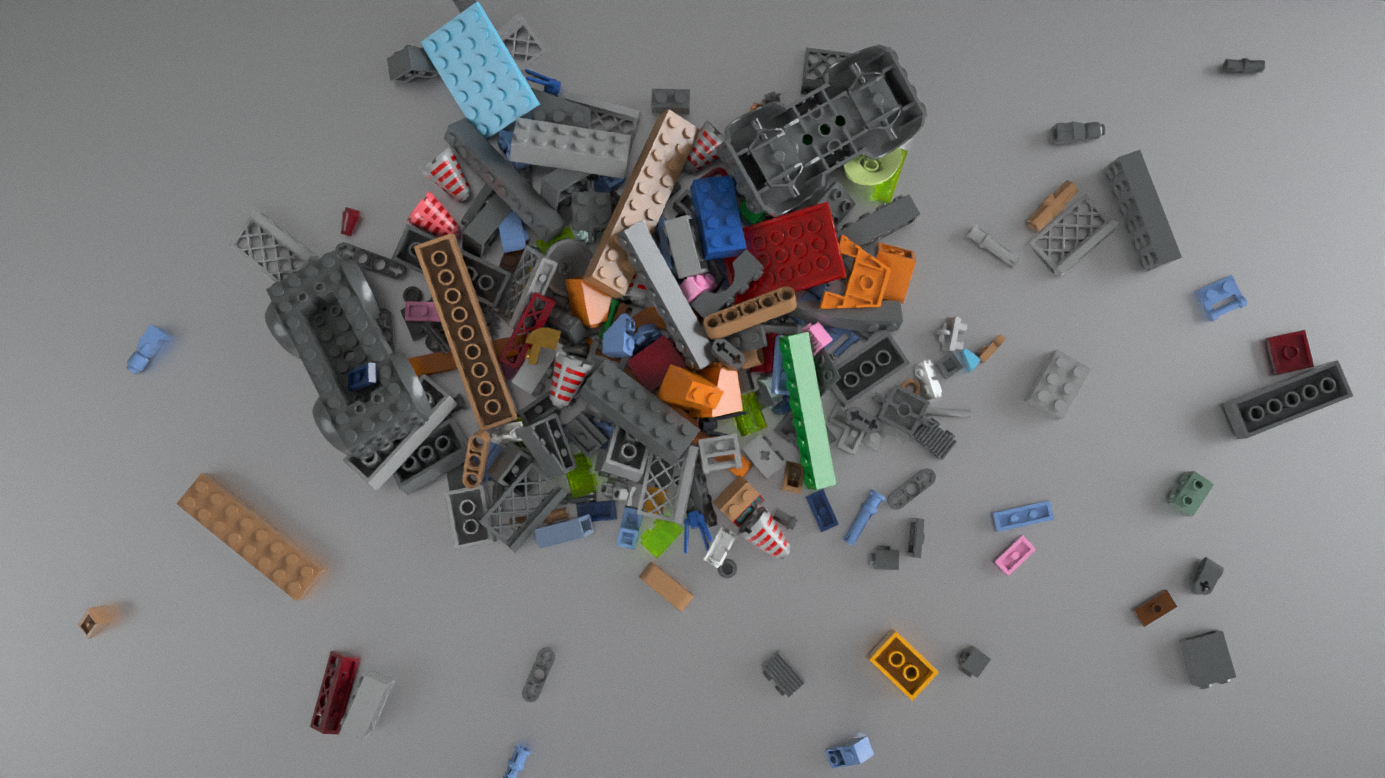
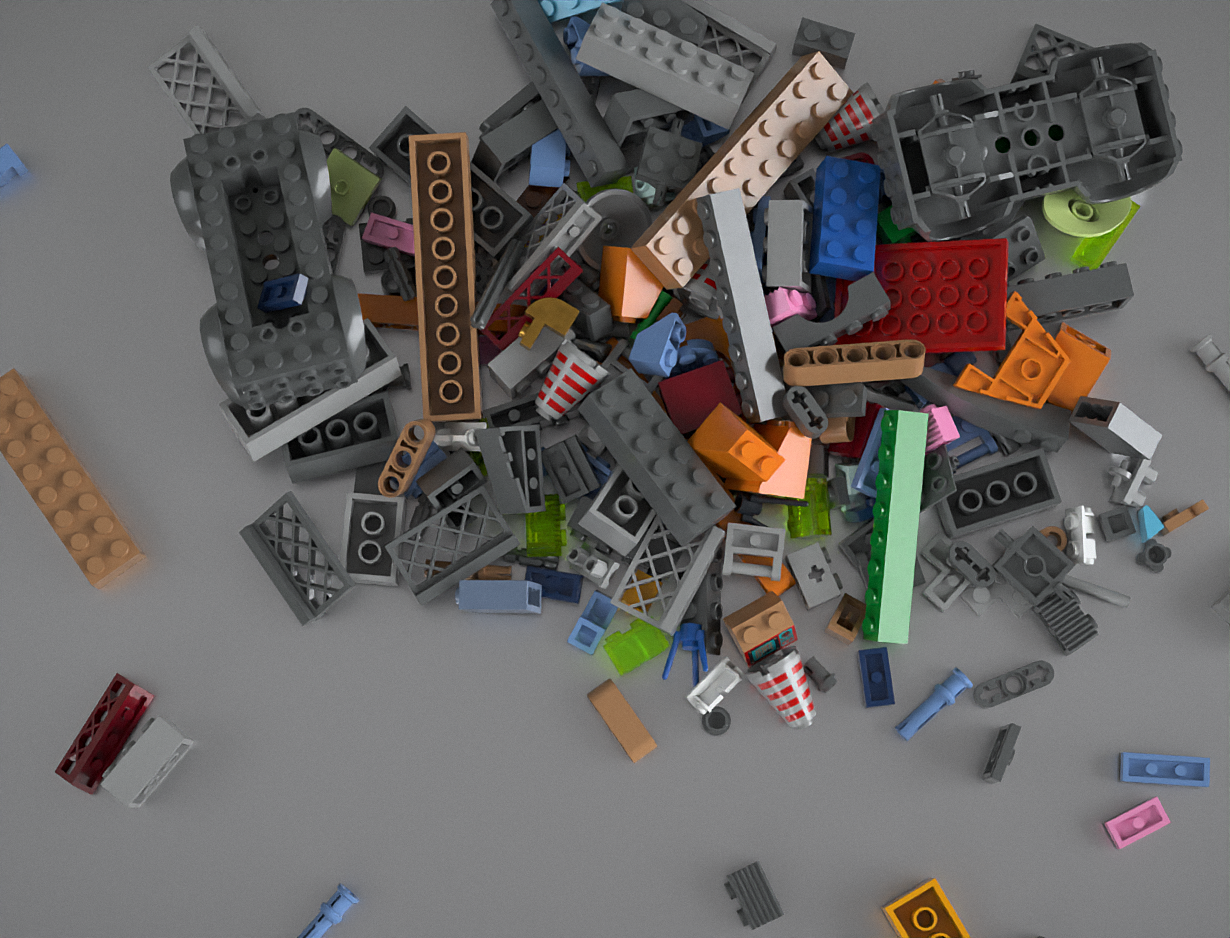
camera: 15 degrees right, 5 degrees down
(350, 218) = (325, 80): dark red cone -> none
(385, 287) = (350, 186): none -> yellowish green plate
(419, 553) = (284, 570): none -> dark grey fence
(433, 217) = (443, 107): coral cone -> none
(448, 175) = (481, 56): light grey cone -> none
(502, 327) = (497, 284): none -> dark grey axle
(528, 686) = (410, 771): dark grey beam -> none
(885, 558) = (948, 772): dark grey brick -> none
(931, 304) = (1115, 427): none -> dark grey brick
(984, 375) = (1162, 552): none -> dark grey plate

